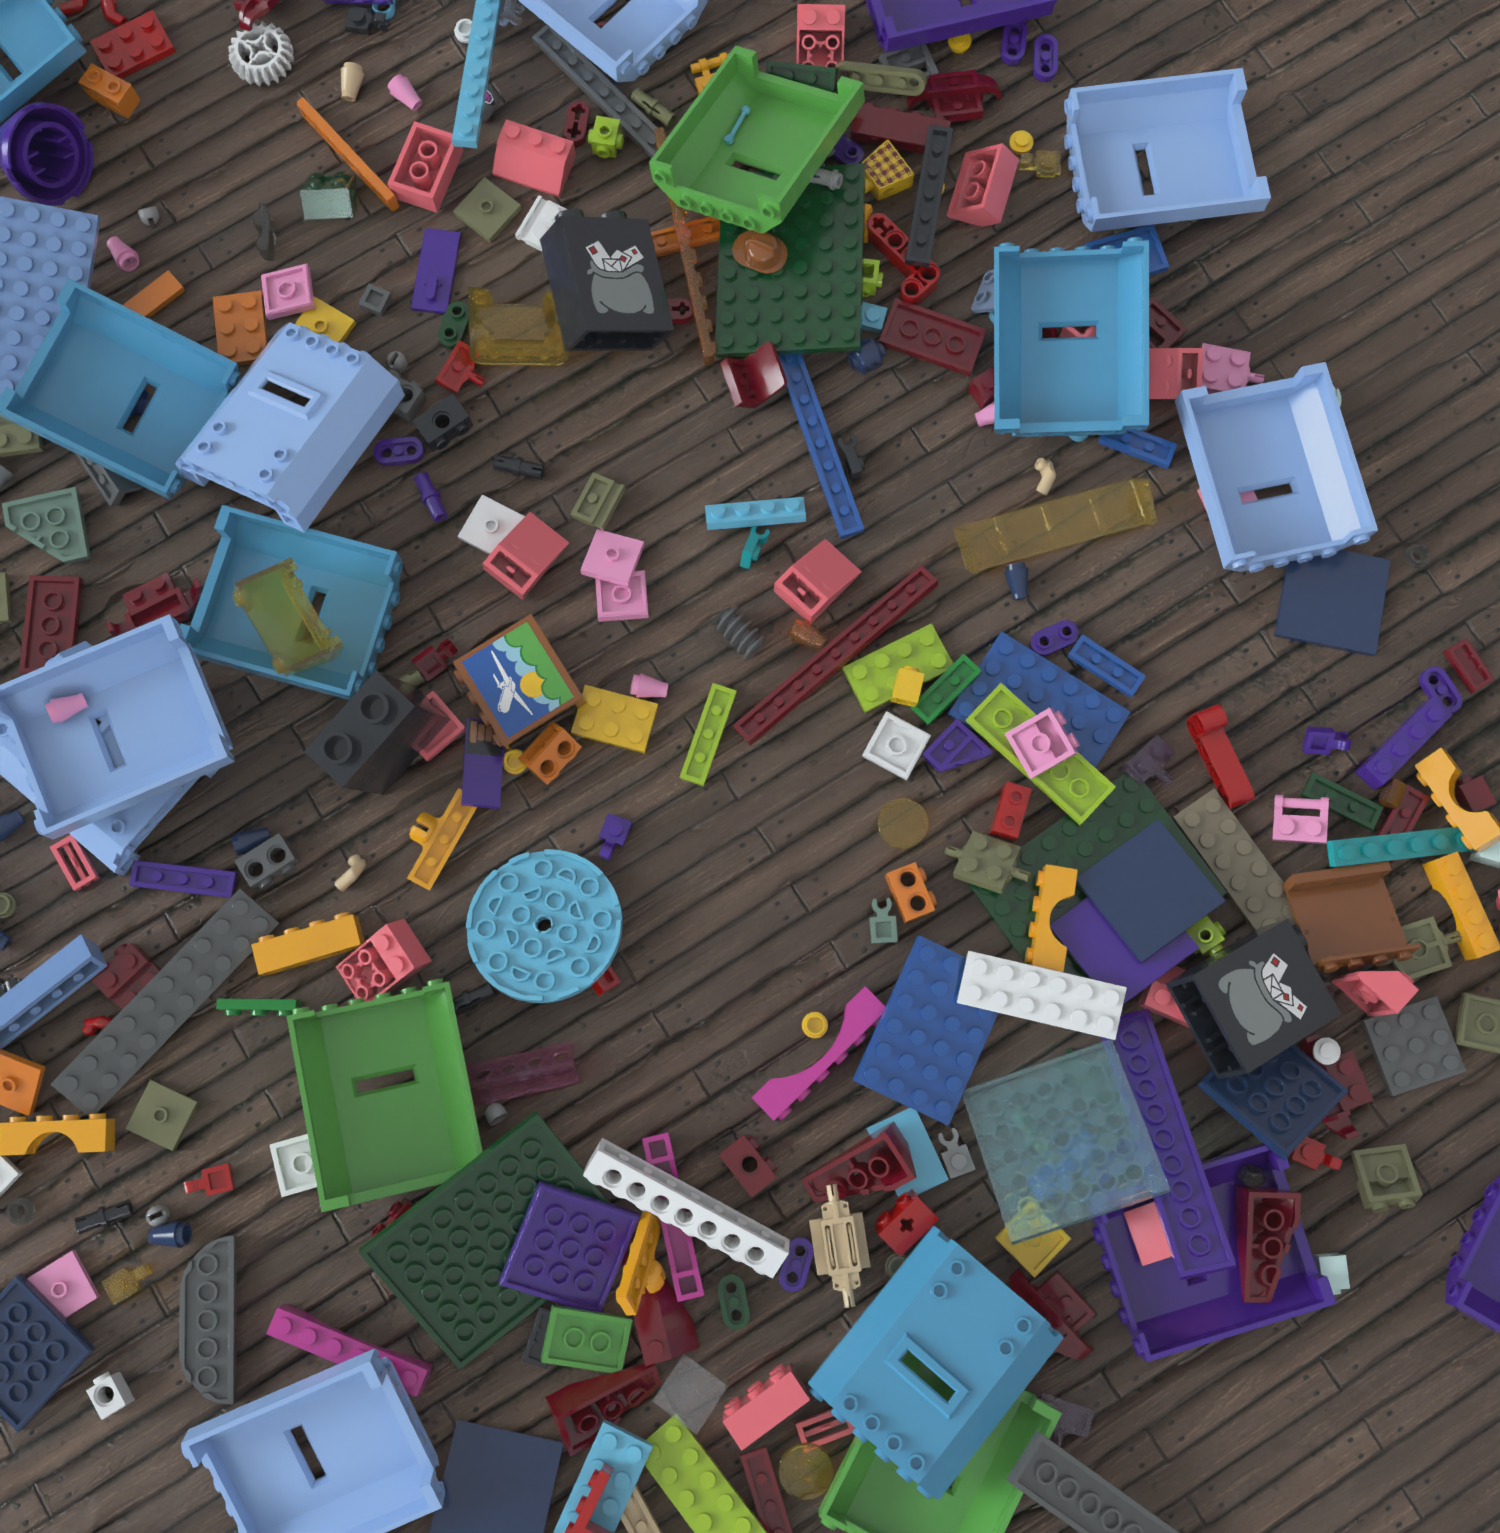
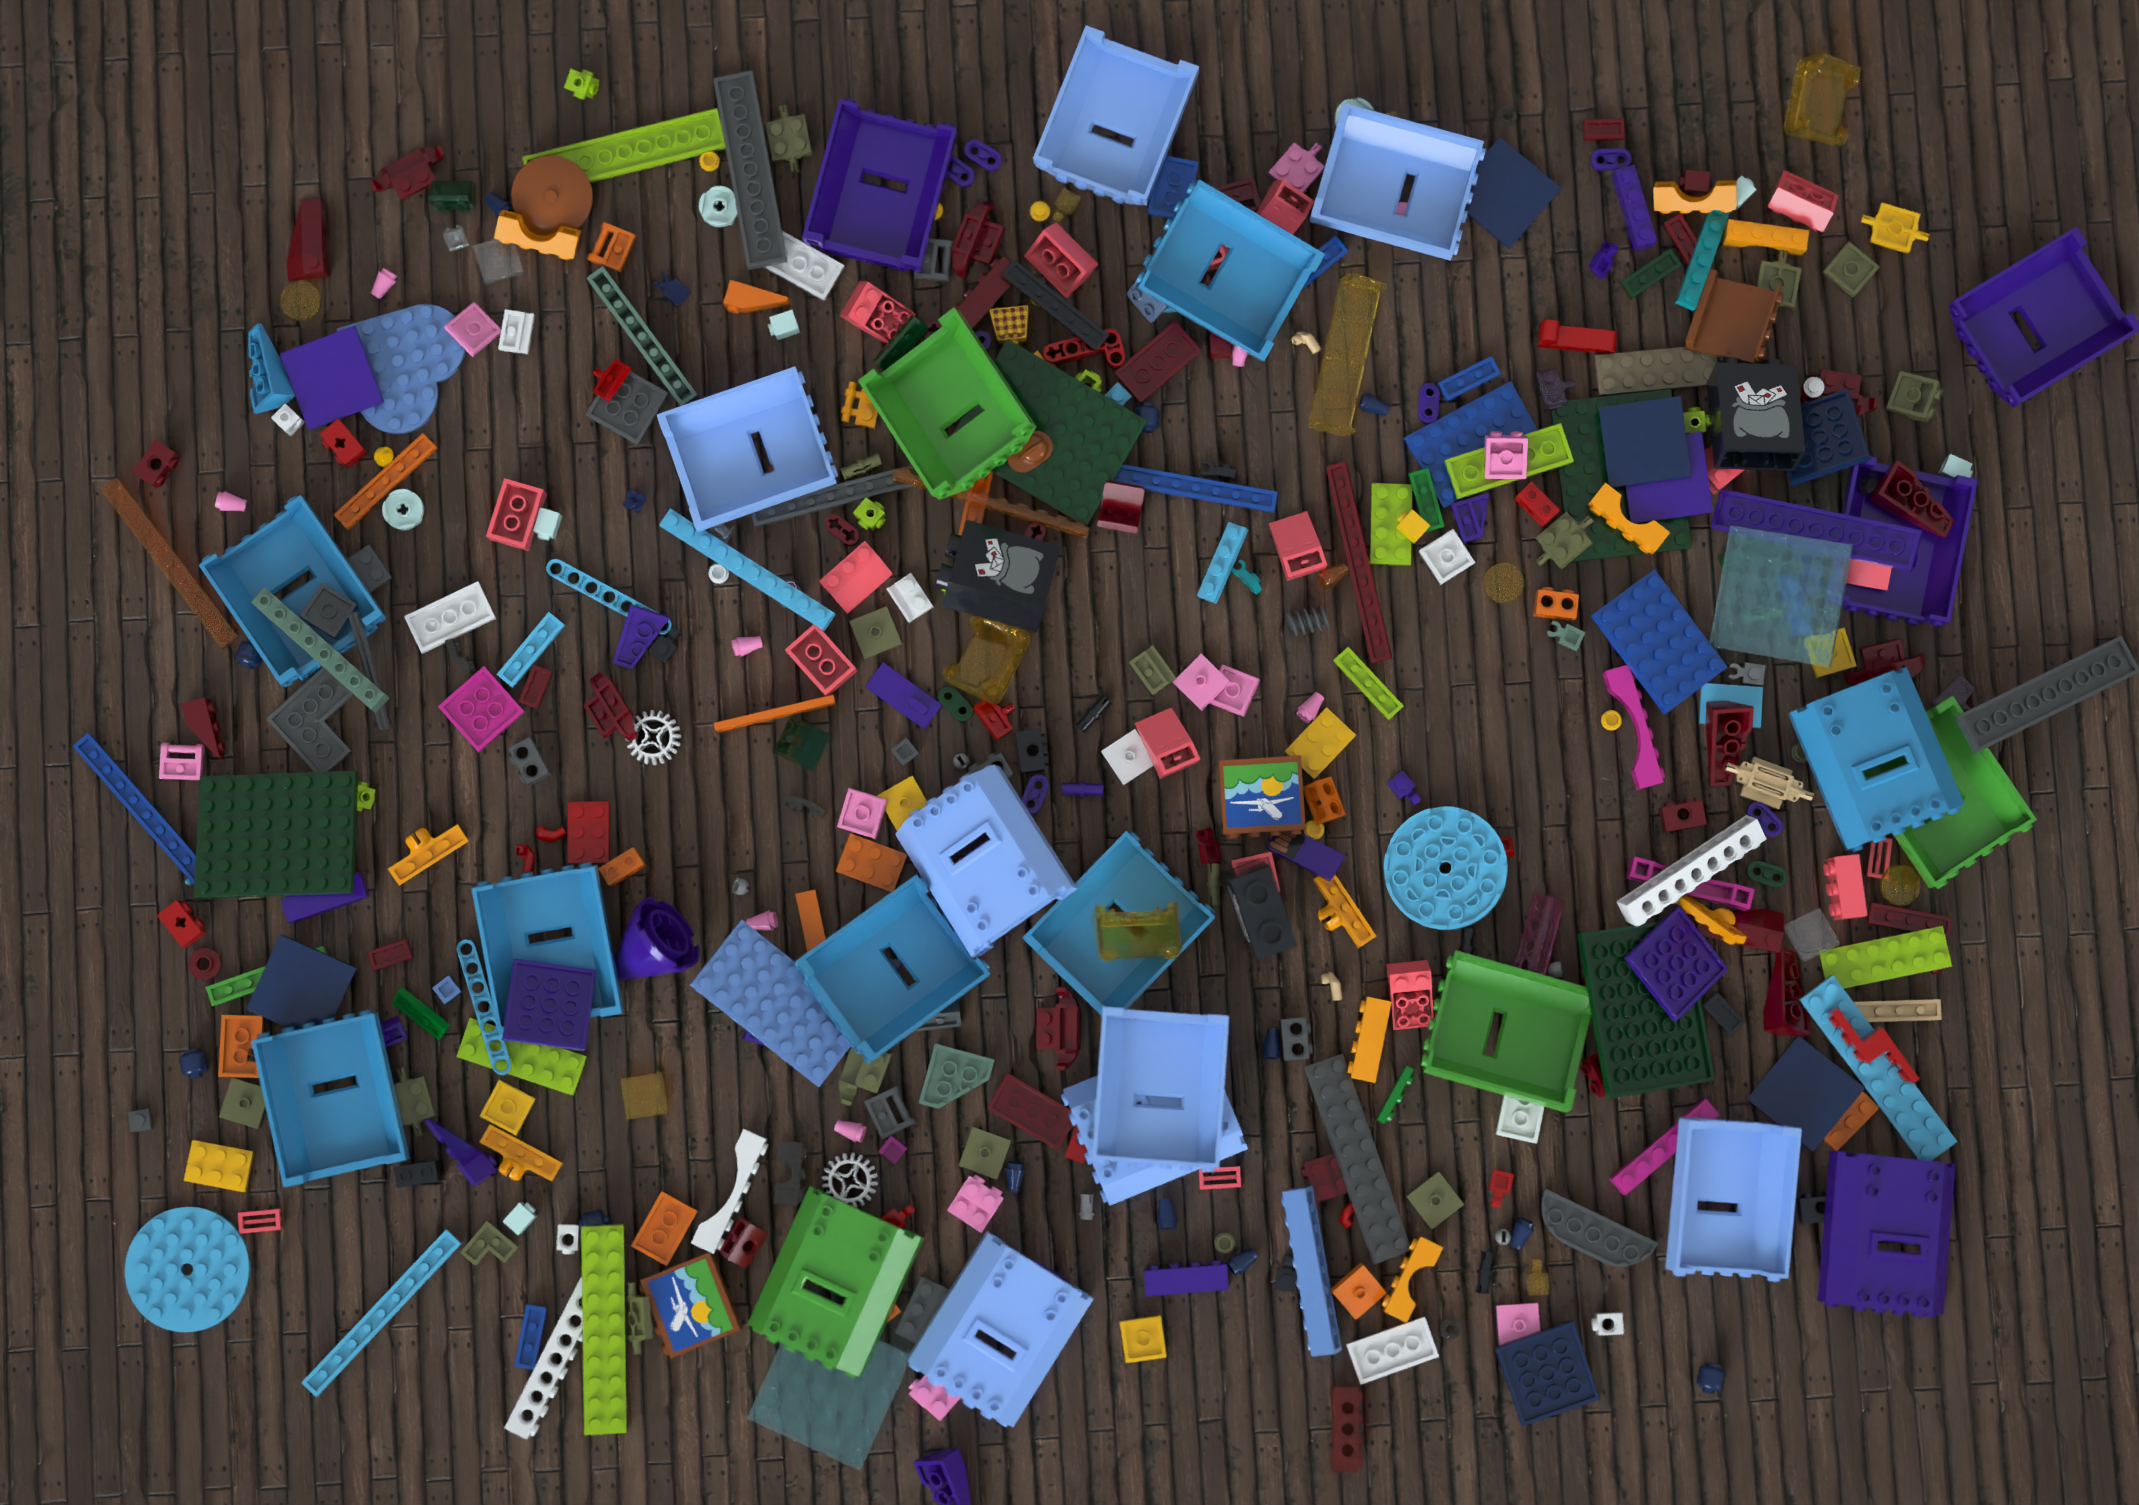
camera: 60 degrees left, 5 degrees up
(65, 707) = (1122, 1118): bright pink cone -> none
(183, 879) = (1274, 1105): dark purple plate -> none
(351, 80) = (714, 681): tan cone -> none
(586, 1339) = (1740, 984): bright green plate -> none
(729, 139) = (925, 424): medium azure hinge -> none
(828, 178) = (1009, 370): light grey pin -> none
(884, 78) = (937, 287): olive plate -> none
(902, 1235) = (1780, 722): red brick -> none
(1041, 995) = (1676, 555): white plate -> none
(1300, 828) = (1654, 312): bright pink plate -> none
(1311, 1155) = (1873, 435): red plate -> none
(1377, 991) = (1793, 330): coral slope -> none
(1391, 794) = (1665, 238): reddish brown slope -> none
(1413, 1046) = (1839, 325): dark grey plate -> none

